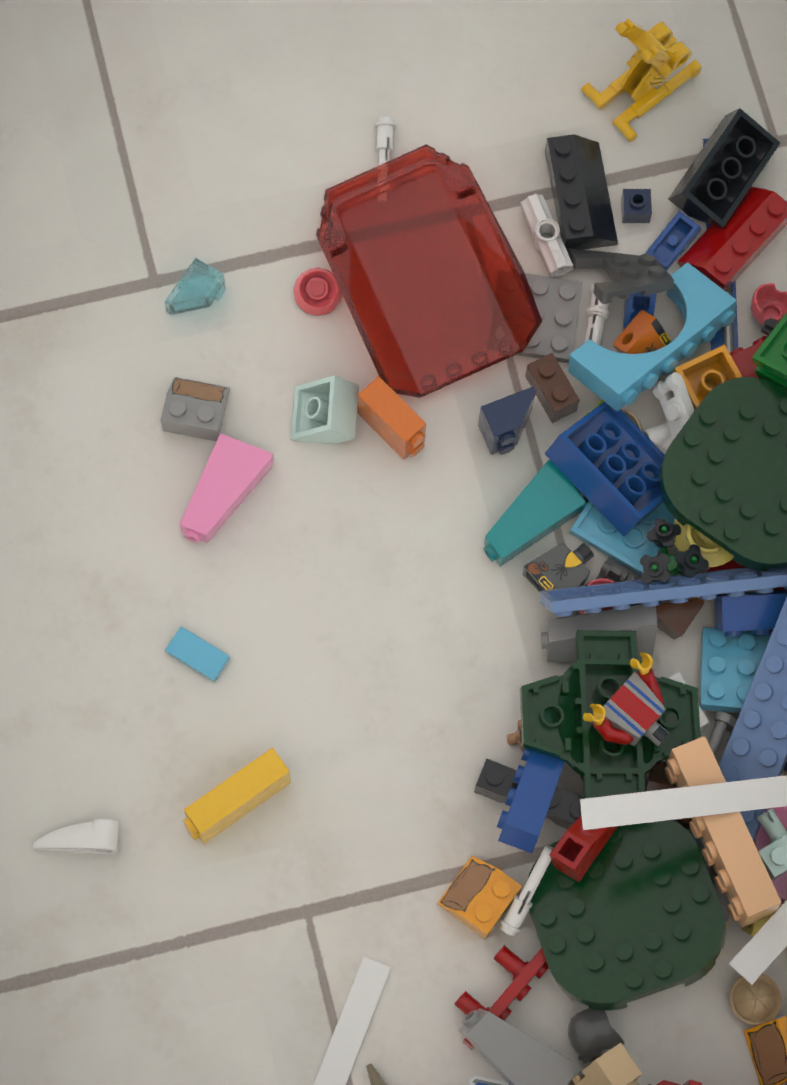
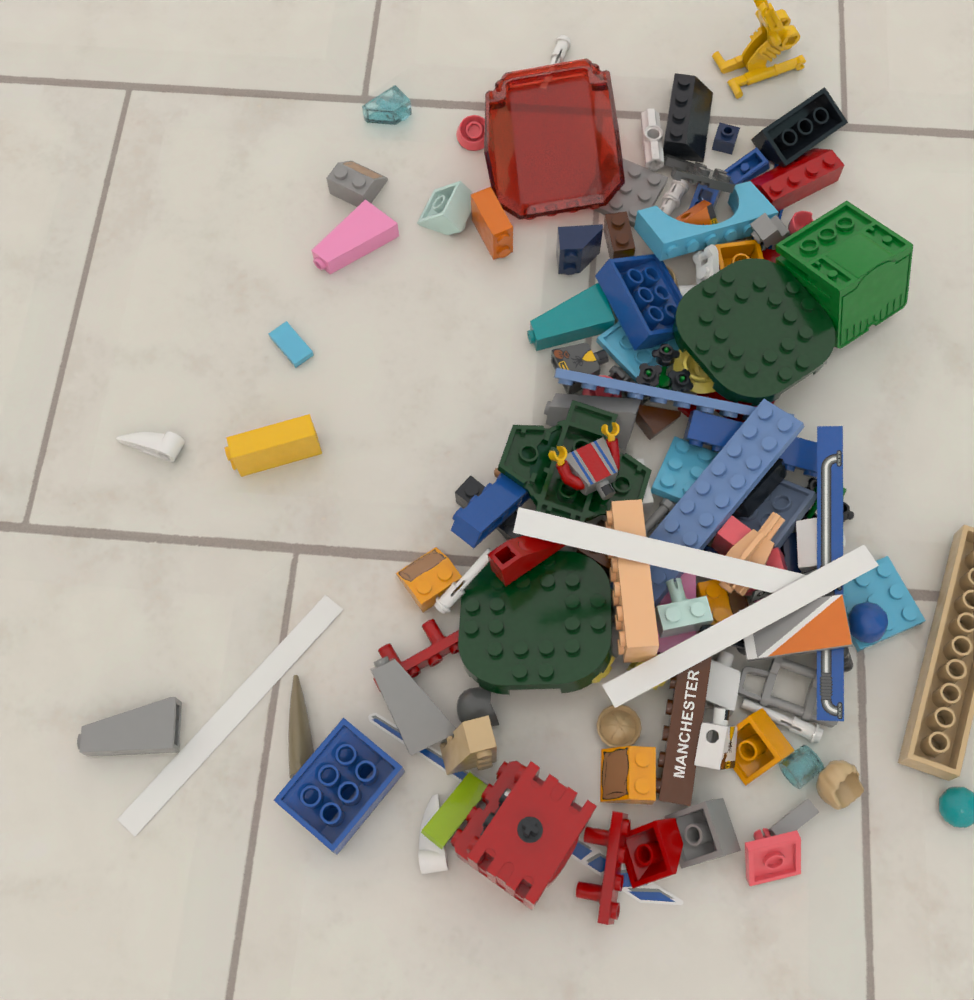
camera: 25 degrees right, 5 degrees down
(736, 332) = (769, 230): none -> light grey slope

